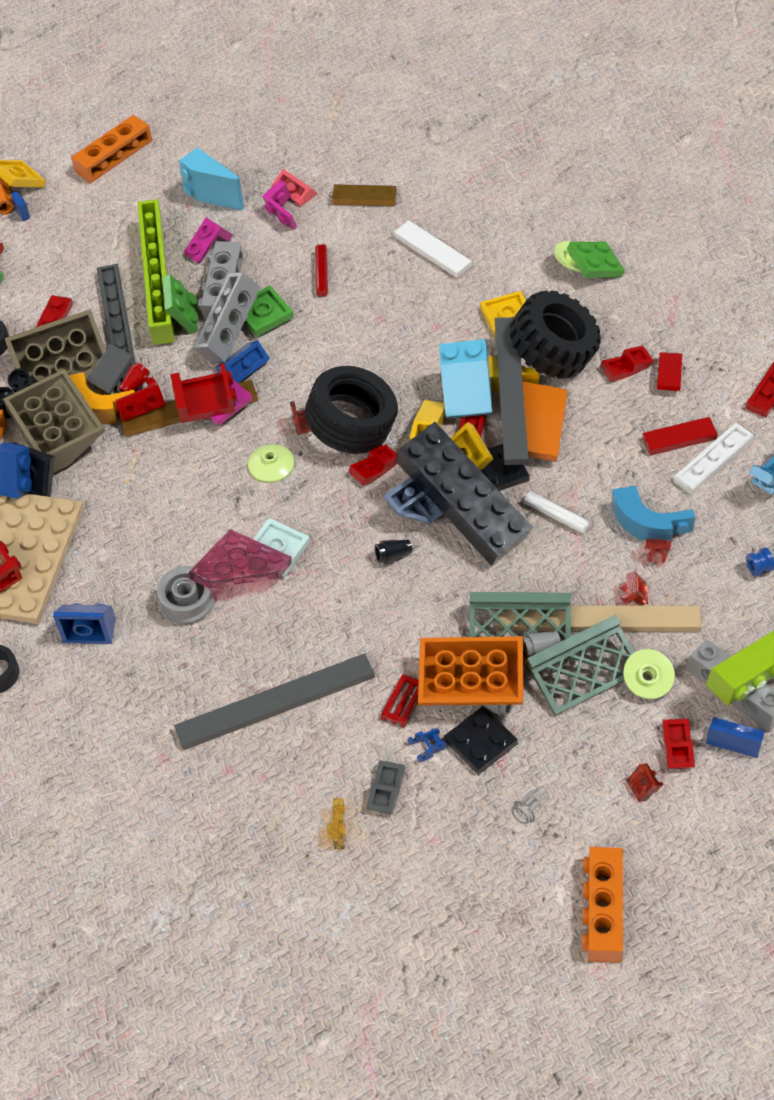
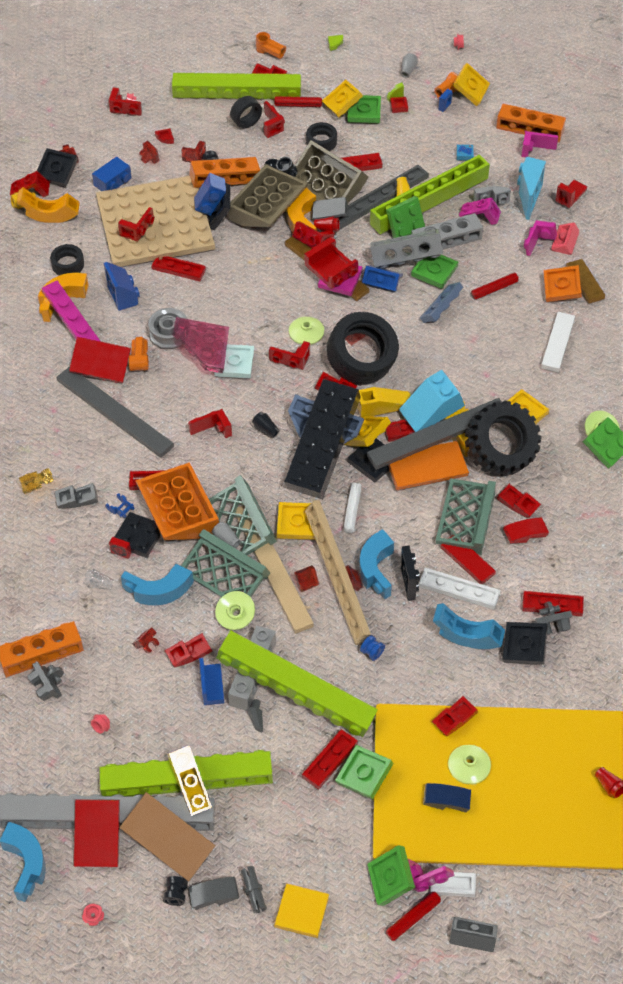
camera: 60 degrees right, 0 degrees up
(38, 684) = (74, 285): none -> light orange arch
(88, 554) = (179, 268): none -> red tile
(108, 221) = (465, 152): none -> dark azure tile
(116, 690) = (68, 311): none -> dark pink plate
(130, 292) = (402, 185): none -> yellow cone
(139, 156) = (539, 140): none -> dark pink bracket
(191, 684) = (100, 360): none -> red tile
(193, 220) = (499, 194): none -> light grey slope
(211, 644) = (139, 358): none -> orange piece
(238, 157) = (570, 194): none -> red bracket
(314, 486) = (294, 360): none -> red bracket
(317, 322) = (442, 302): none -> sand blue plate
(360, 211) = (562, 283): none -> orange plate
(362, 590) = (214, 418): none -> red bracket
(495, 763) = (120, 547): none -> red tile
(548, 568) = (293, 521): none -> yellow plate
(580, 725) = (160, 591): none -> dark azure arch
(634, 399) = (483, 514): none -> sand green fence
(647, 553) = (337, 572): none -> tan tile
(668, 912) = (41, 674): none -> dark grey hips
(684, 487) = (409, 574): none -> black plate
(743, 873) = (100, 723): none -> coral plate

